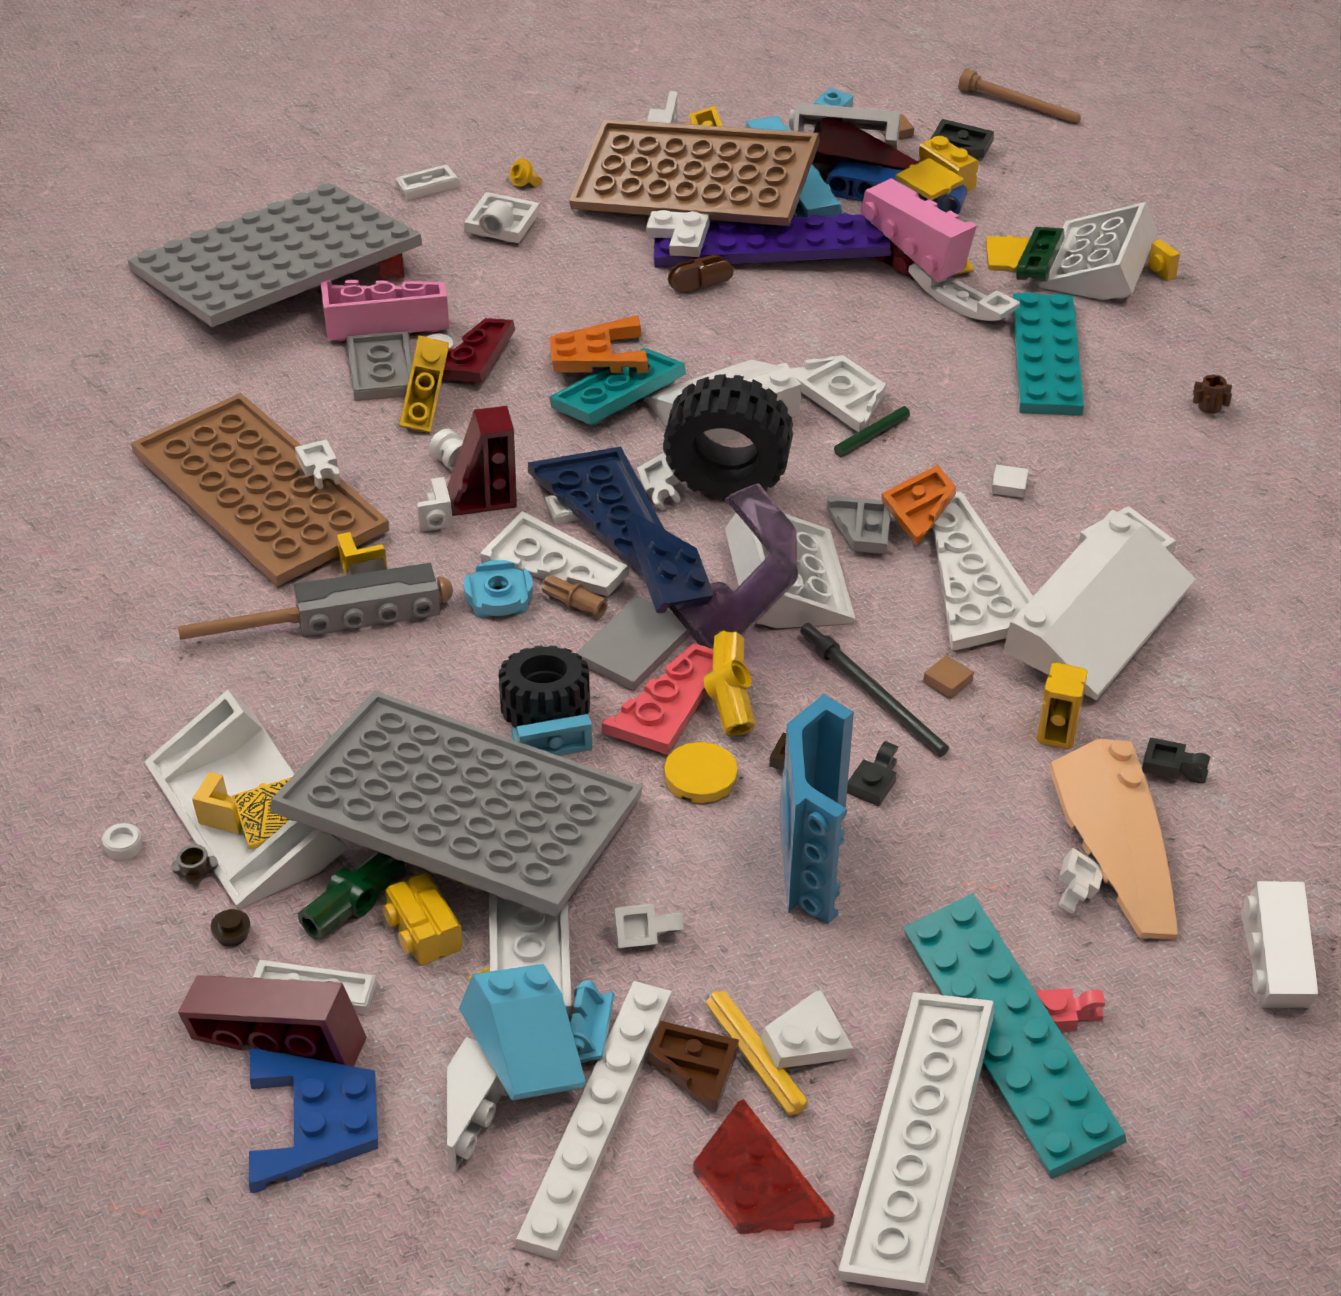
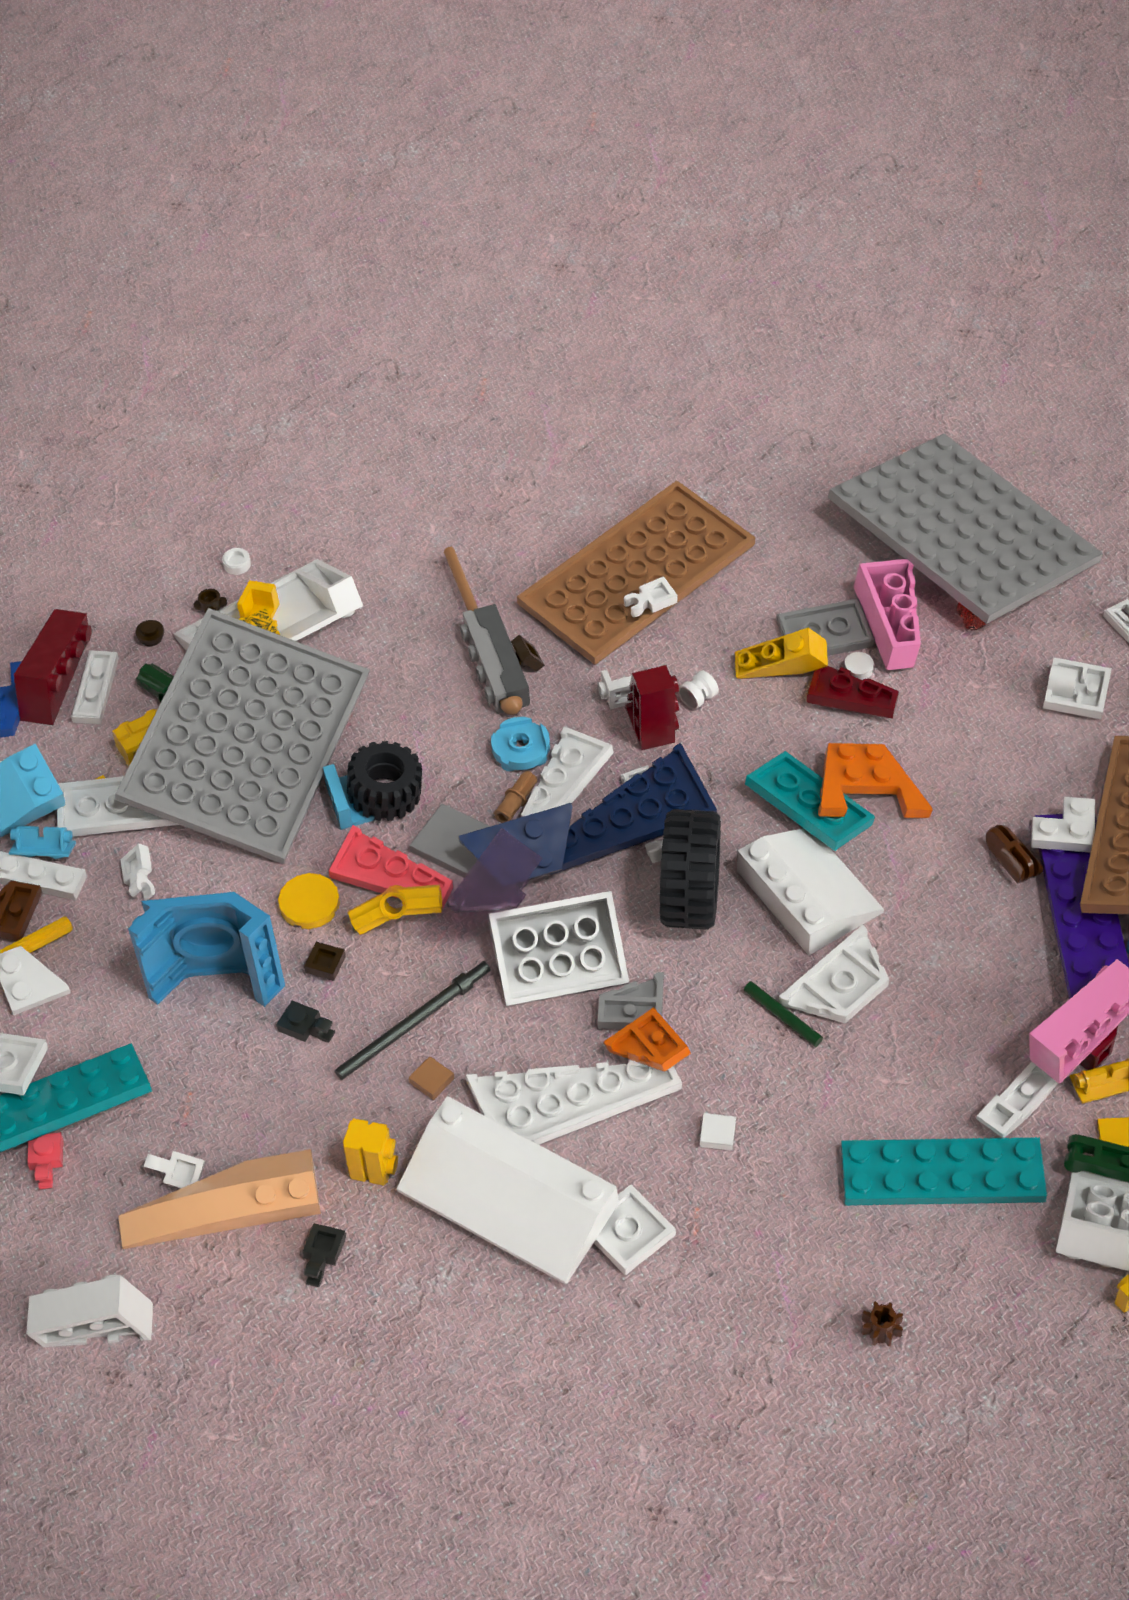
camera: 90 degrees right, 10 degrees up
(350, 555) = (550, 647): yellow panel -> none

